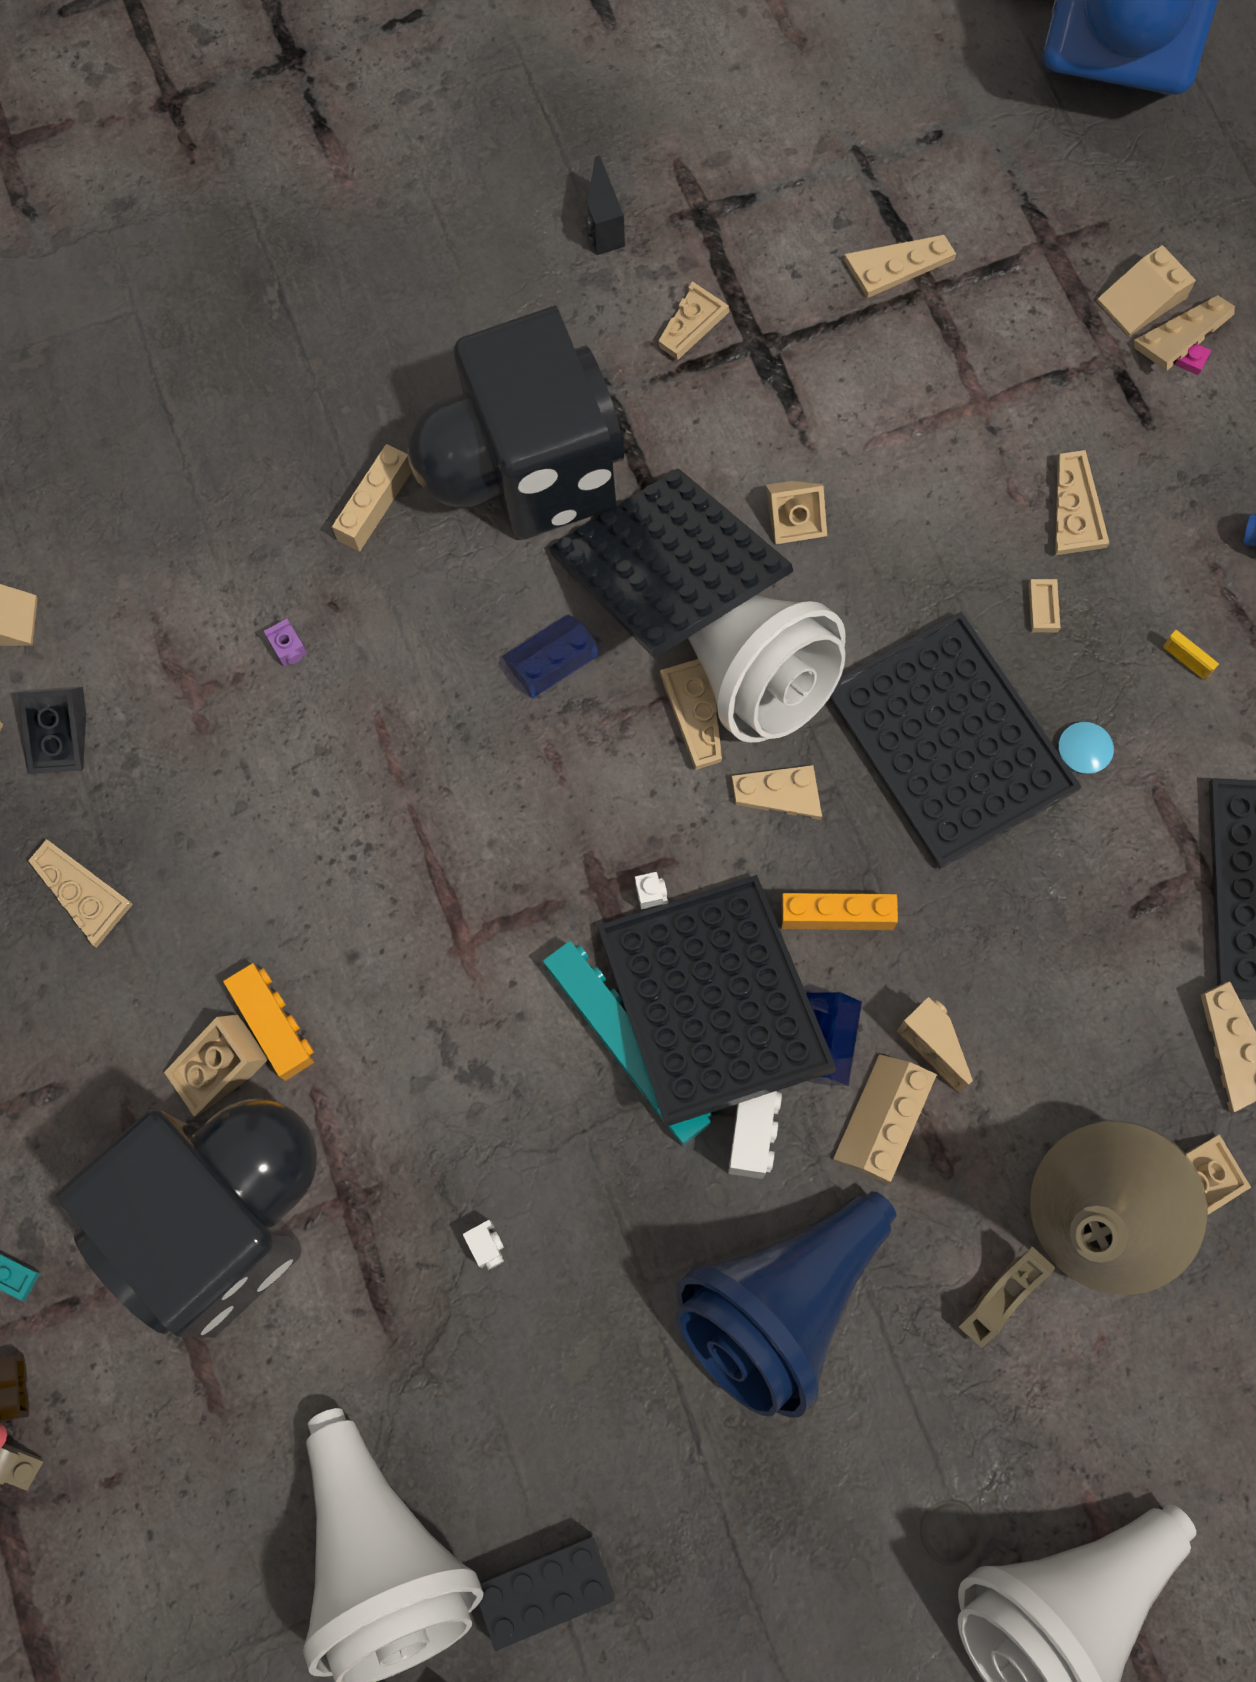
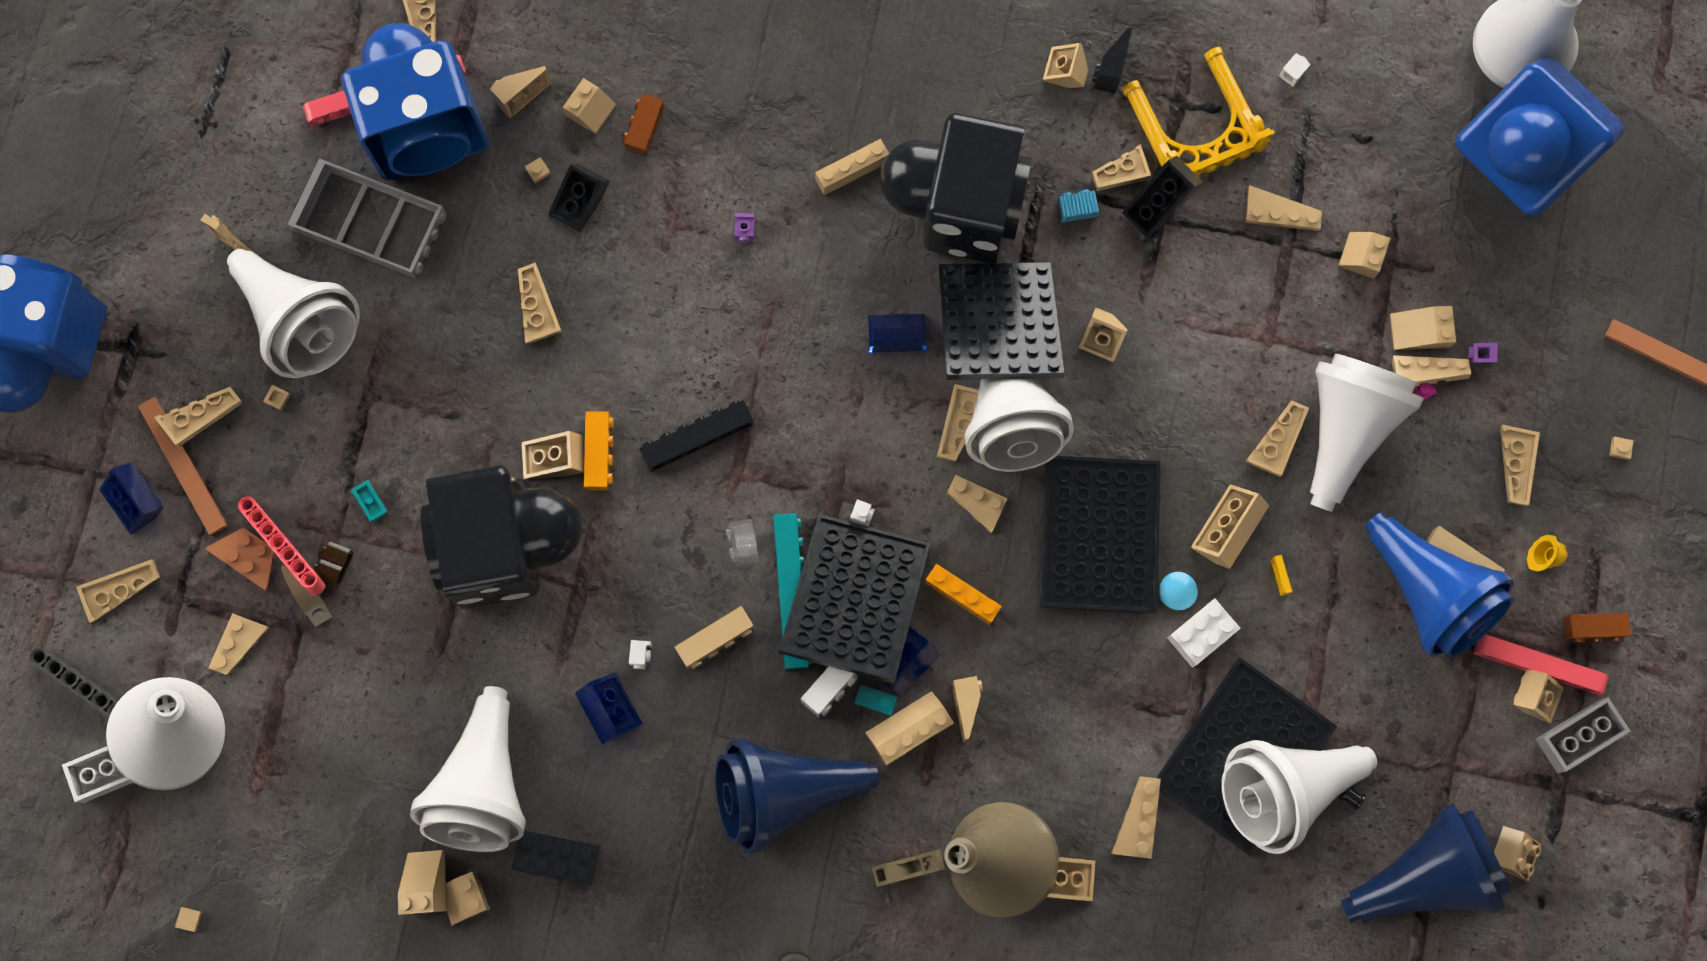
camera: 25 degrees right, 5 degrees up
(85, 597) = (643, 124): none -> dark orange brick
(383, 925) = (697, 435): none -> black brick
(488, 1342) = (608, 708): none -> clear blue slope
(528, 1018) = (743, 541): none -> clear brick
(551, 245) = (1066, 66): none -> tan slope
(567, 1162) = (714, 637): none -> tan brick
(667, 388) = (1077, 206): none -> medium azure brick
(736, 270) = (1252, 125): none -> yellow arch
(760, 314) = (1162, 197): none -> black brick
(808, 106) = (1294, 69): none -> white brick
(819, 1110) = (875, 700): none -> teal plate
(1024, 250) = (1364, 253): none -> tan slope
(1044, 605) = (1215, 489): tan tile -> none
(1092, 635) = (1230, 526): none -> tan slope
(1150, 411) = (1356, 416): none -> white piece
(1151, 776) = (1203, 633): none -> white brick
(1235, 271) = (1490, 352): none -> medium lavender brick

